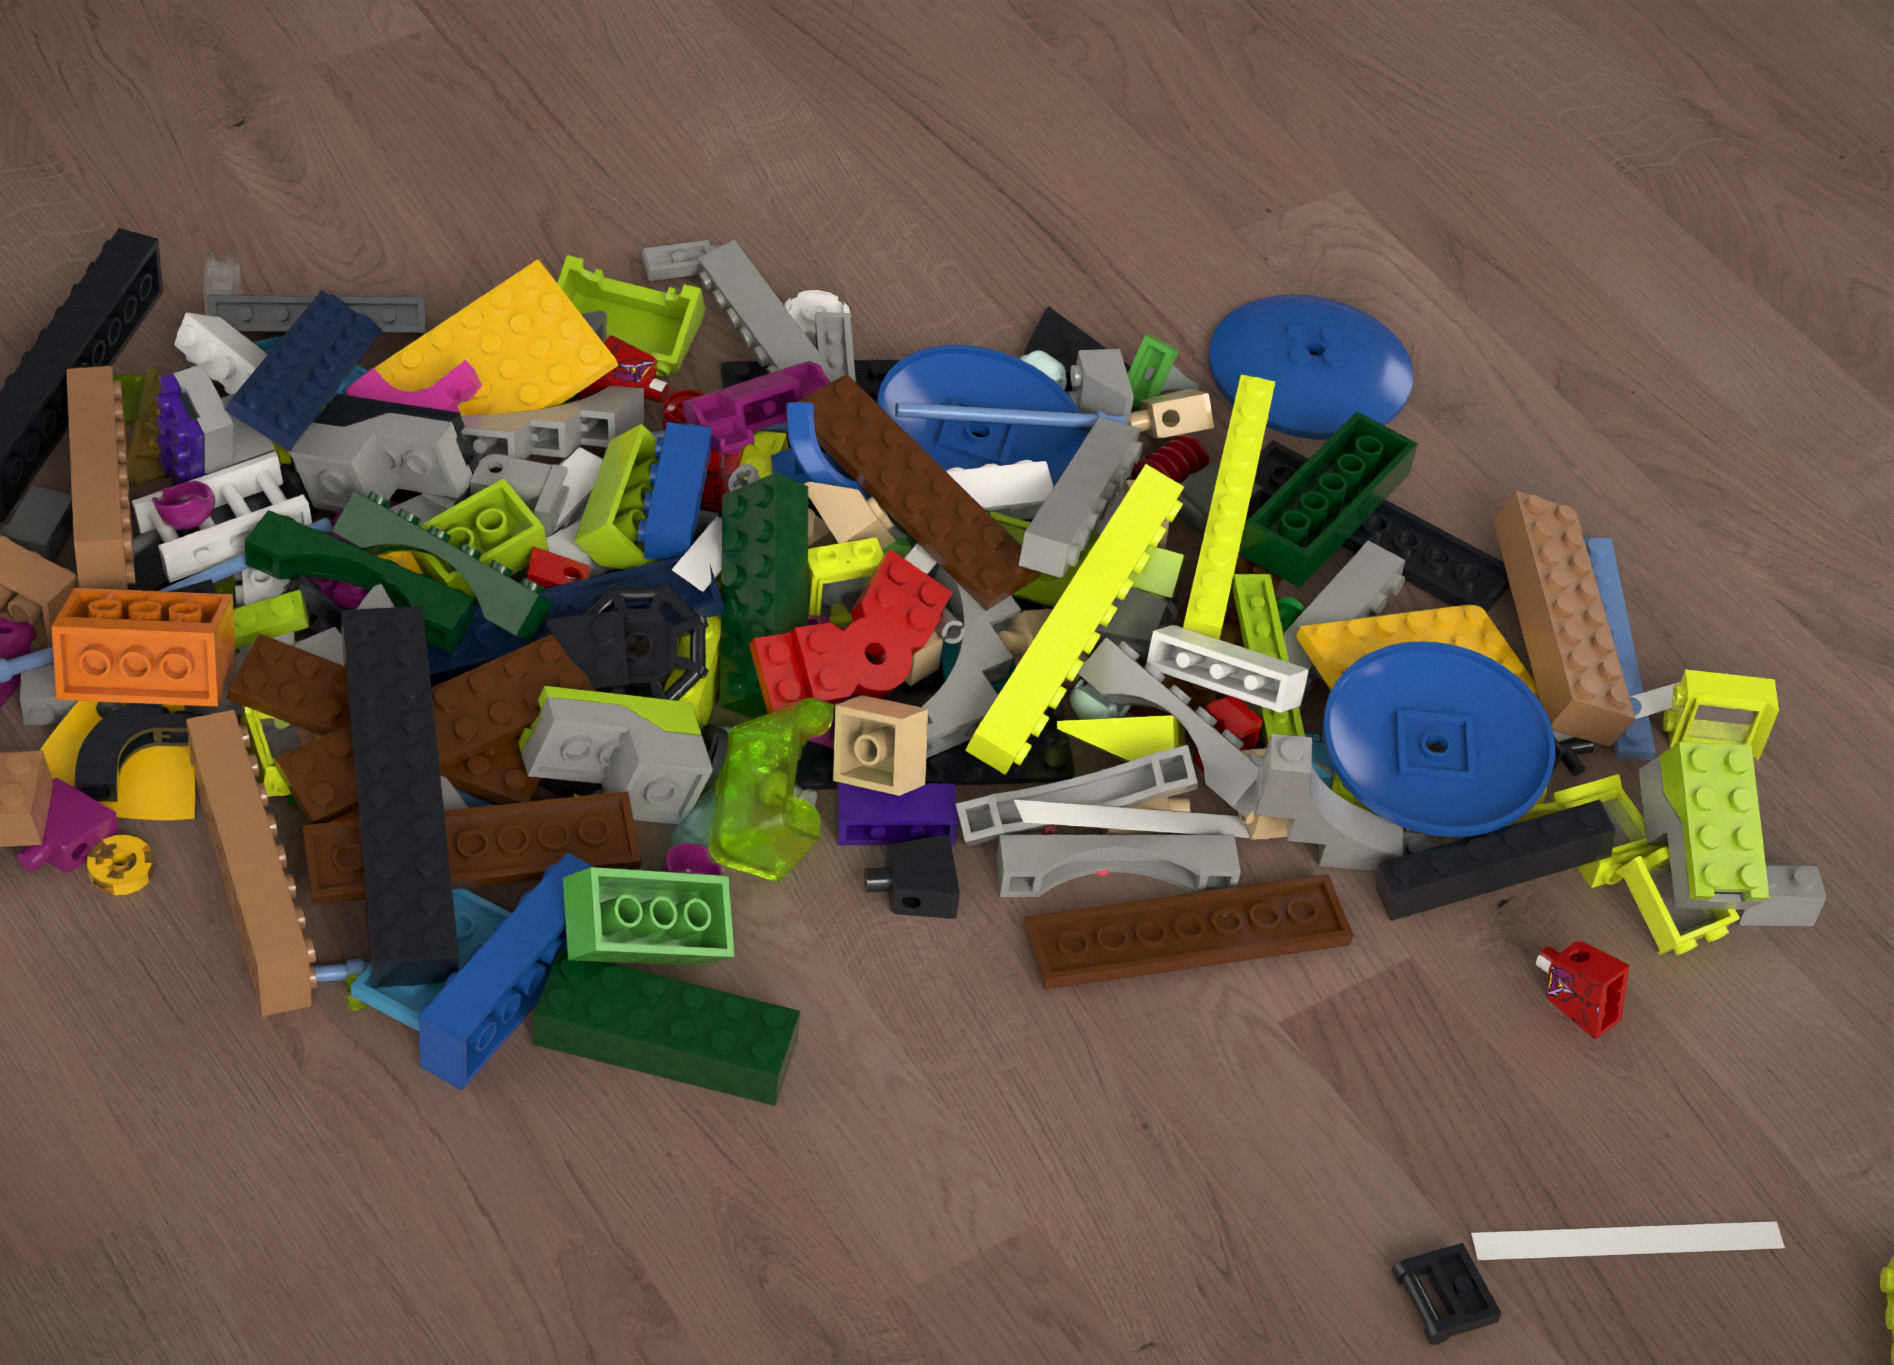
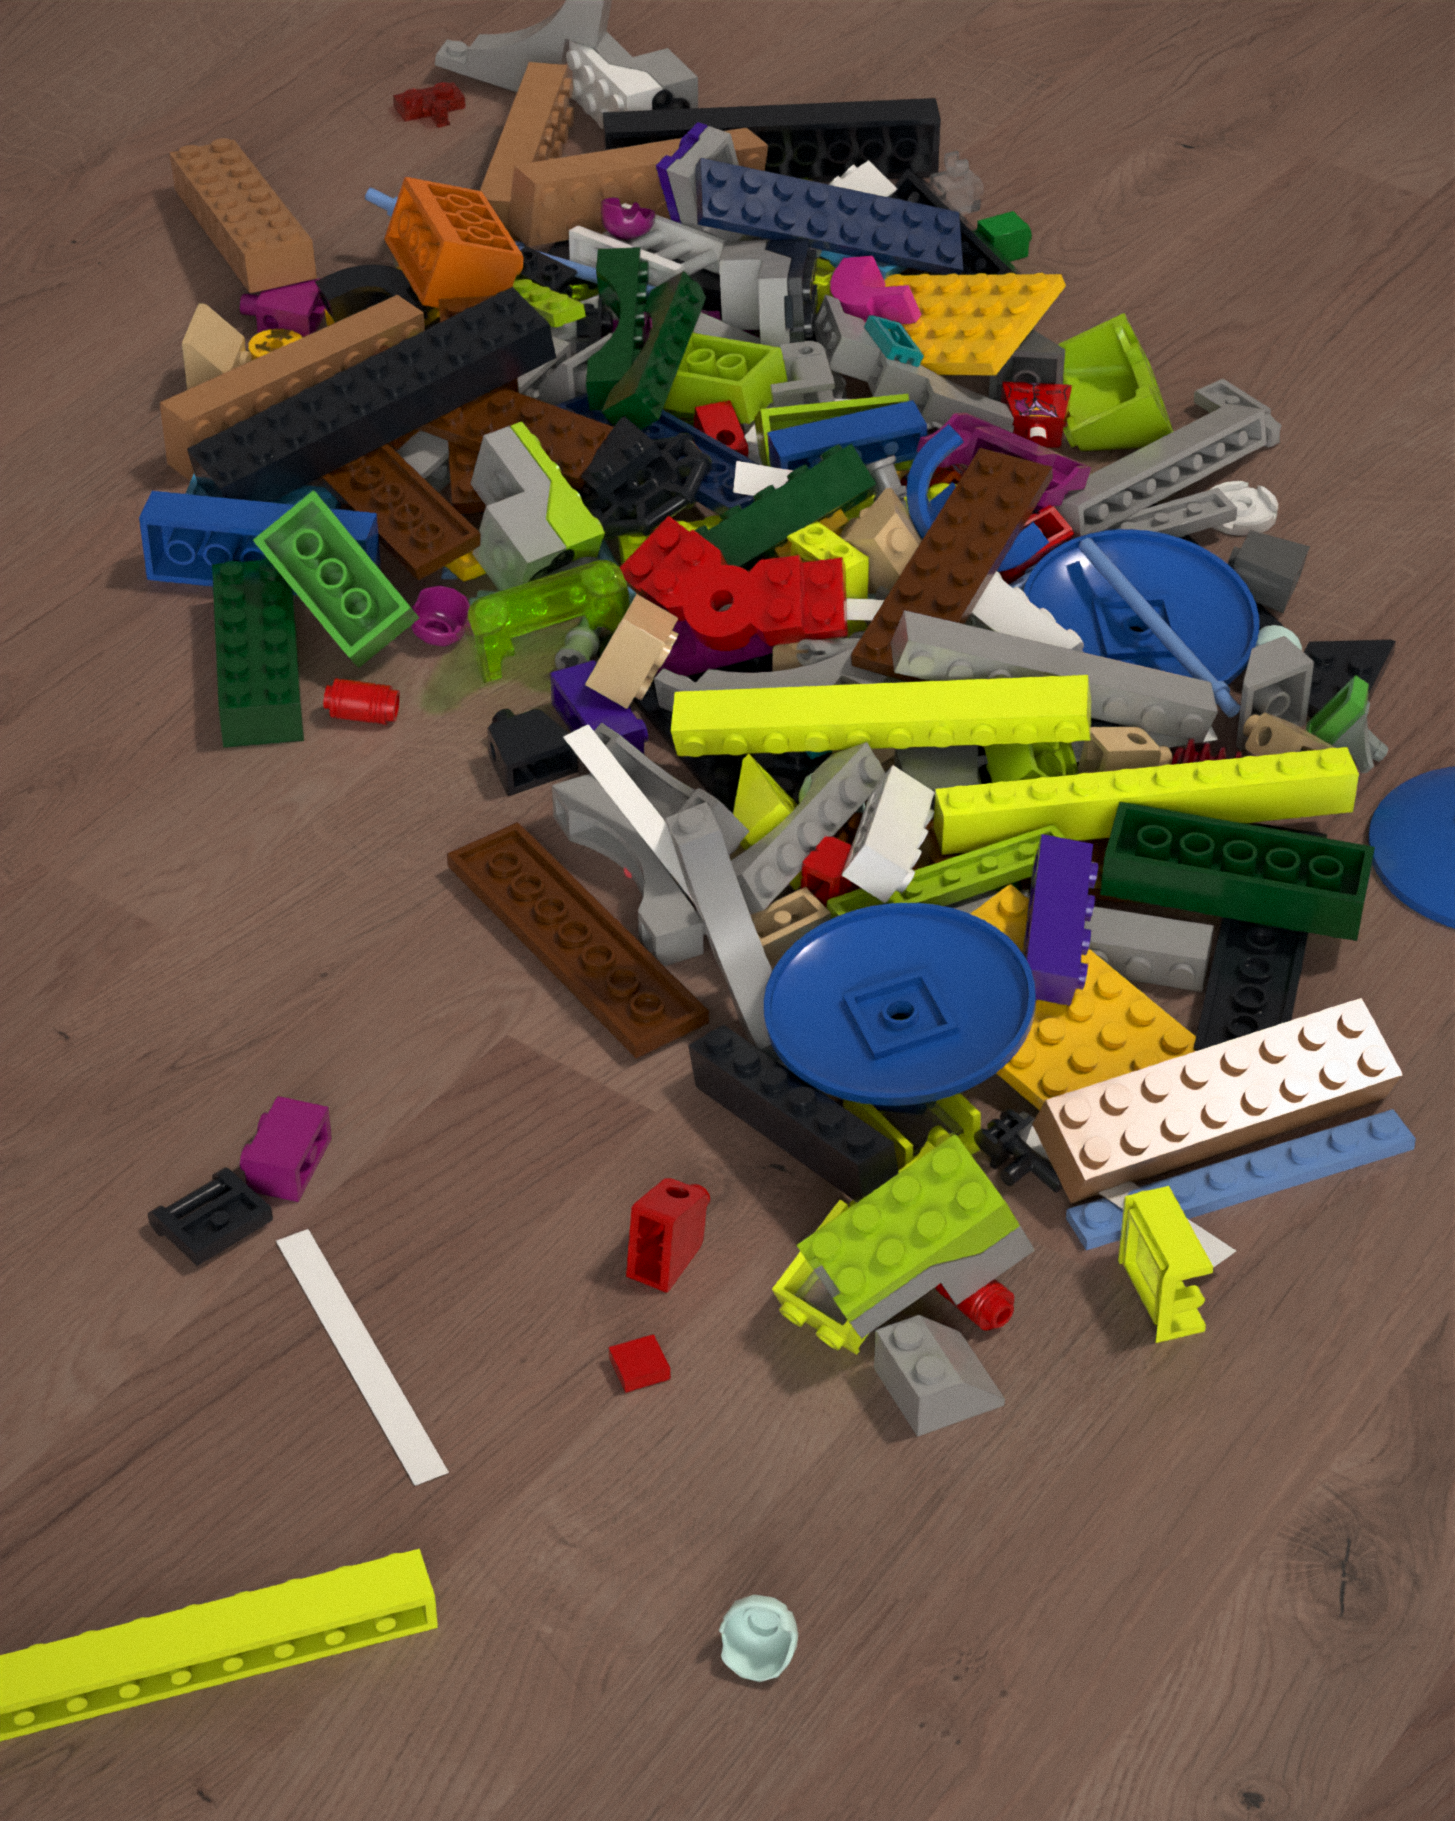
camera: 75 degrees right, 5 degrees down
(137, 917) = (211, 347): none -> tan slope
(325, 277) = (1007, 234): none -> green brick
(518, 406) = (893, 342): none -> teal tile
(783, 972) = (362, 701): none -> red head
(932, 325) = (1269, 567): none -> dark grey torso
(1362, 607) = (1057, 917): none -> dark purple brick
(1388, 1211) = (286, 1148): none -> magenta brick
(1701, 1060) = (639, 1363): none -> red tile

